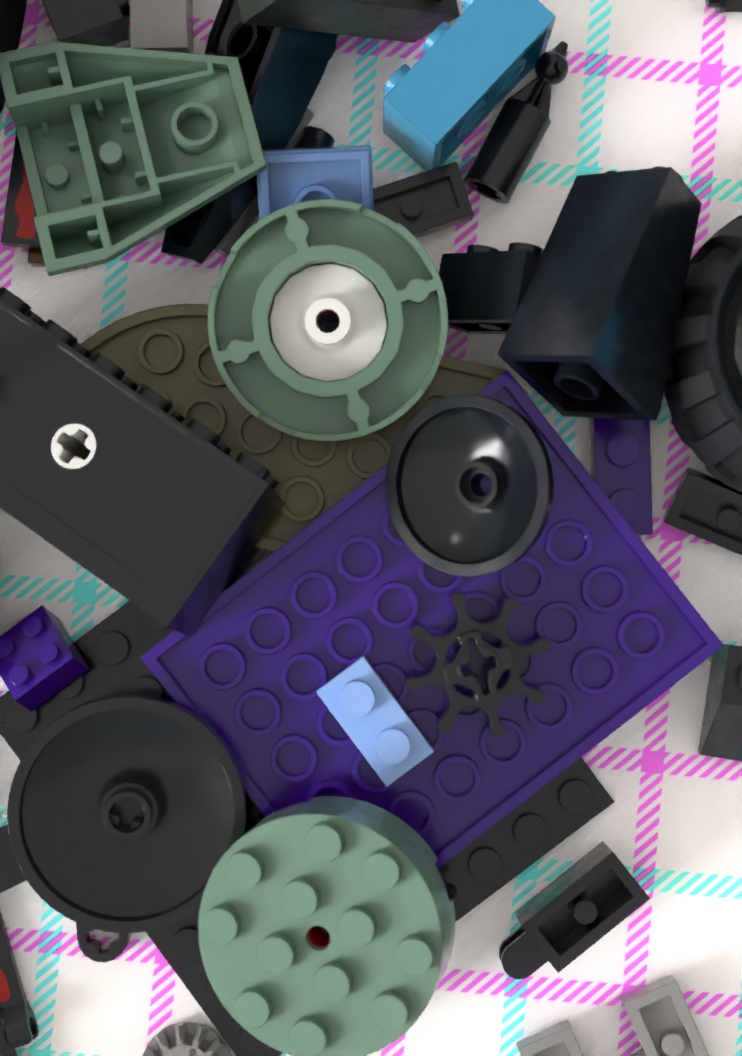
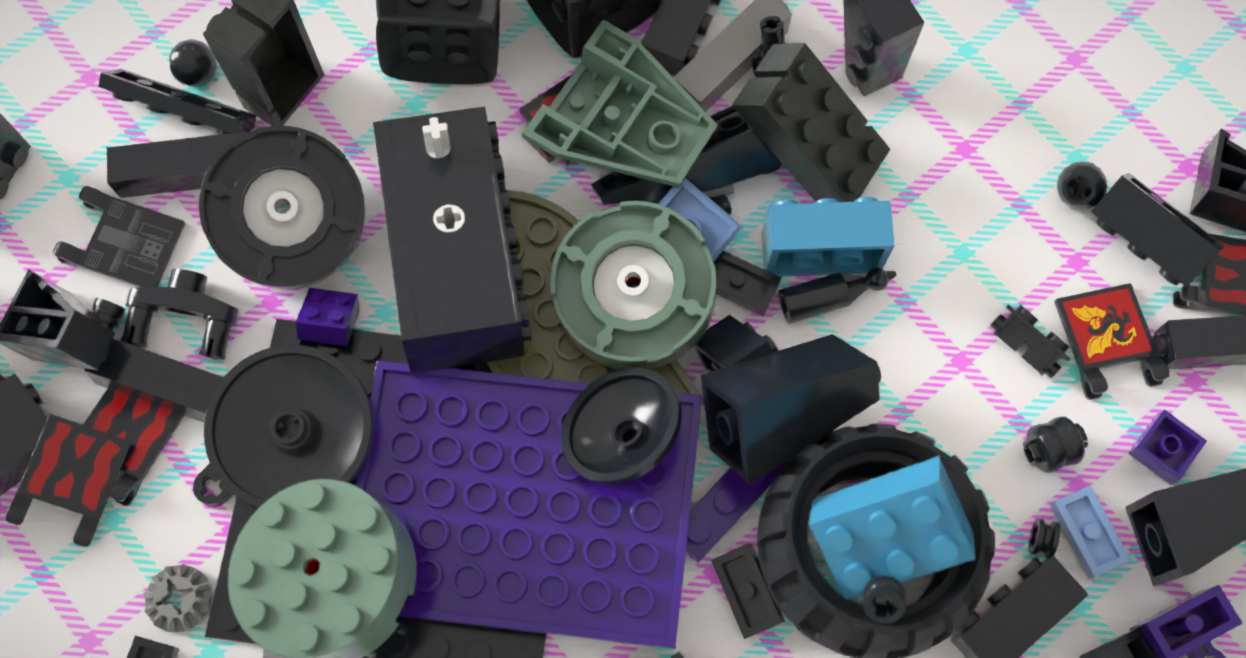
camera: 40 degrees right, 15 degrees down
(375, 720) = (456, 504): light blue plate -> none
(505, 656) = (520, 512): black gear -> none

